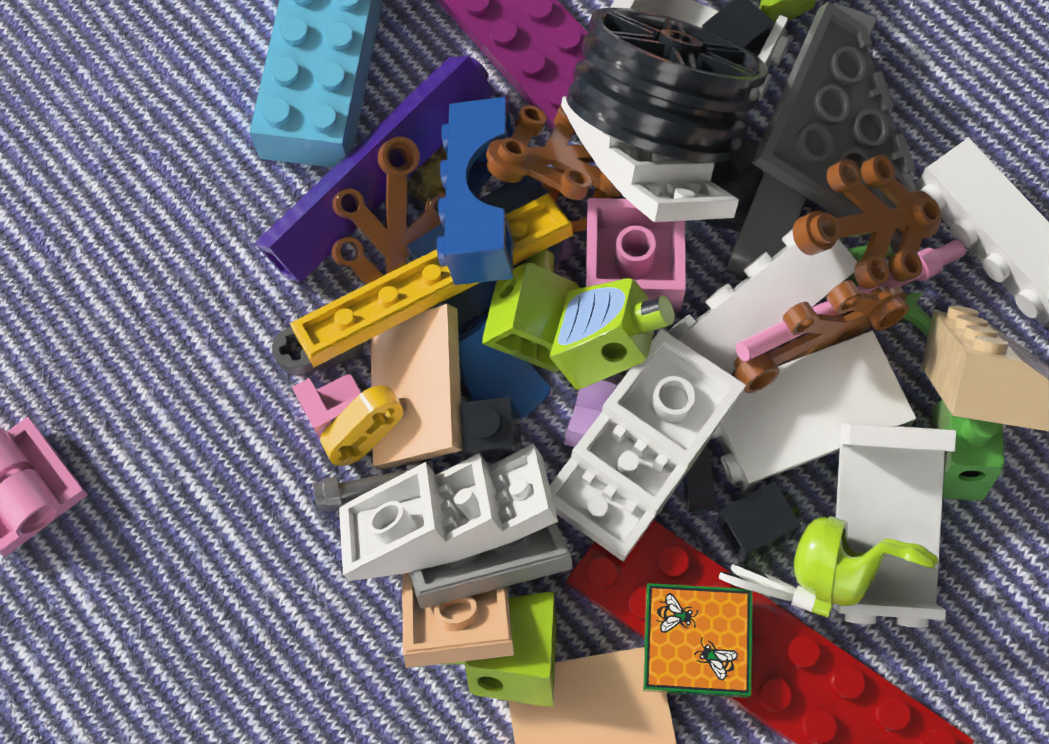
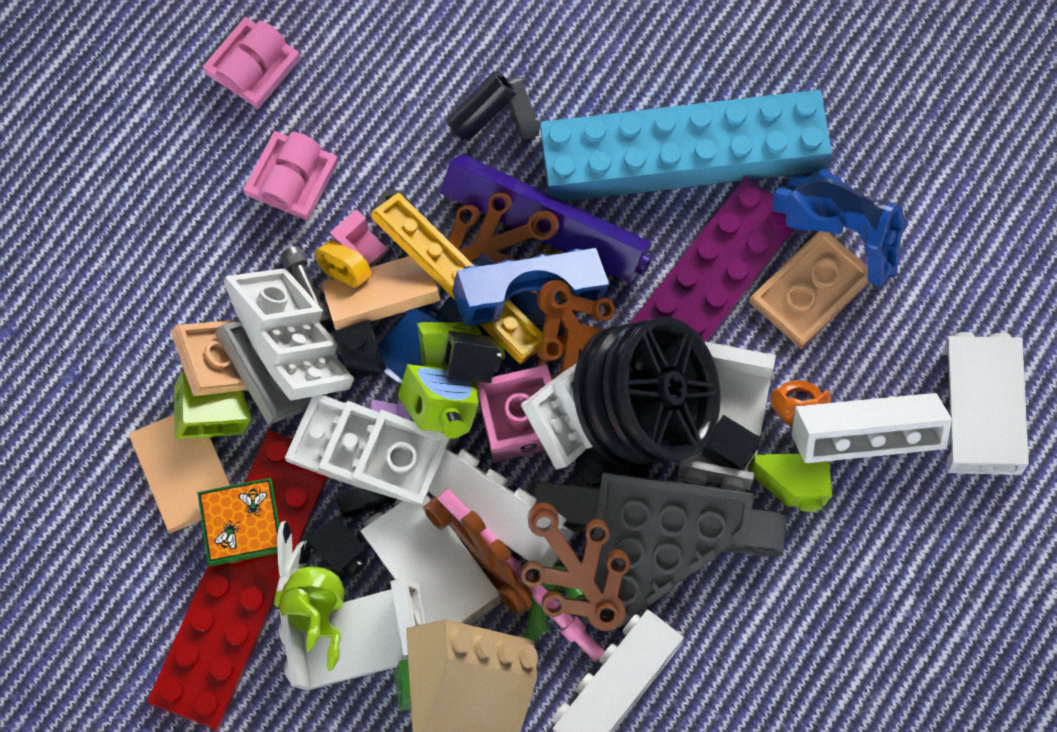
camera: 75 degrees right, 0 degrees up
(198, 202) = (481, 106): none -> black axle
(203, 468) = (291, 174): none -> bright pink plate
(213, 164) = (522, 111): none -> dark grey beam
(558, 279) = (471, 357): none -> black brick

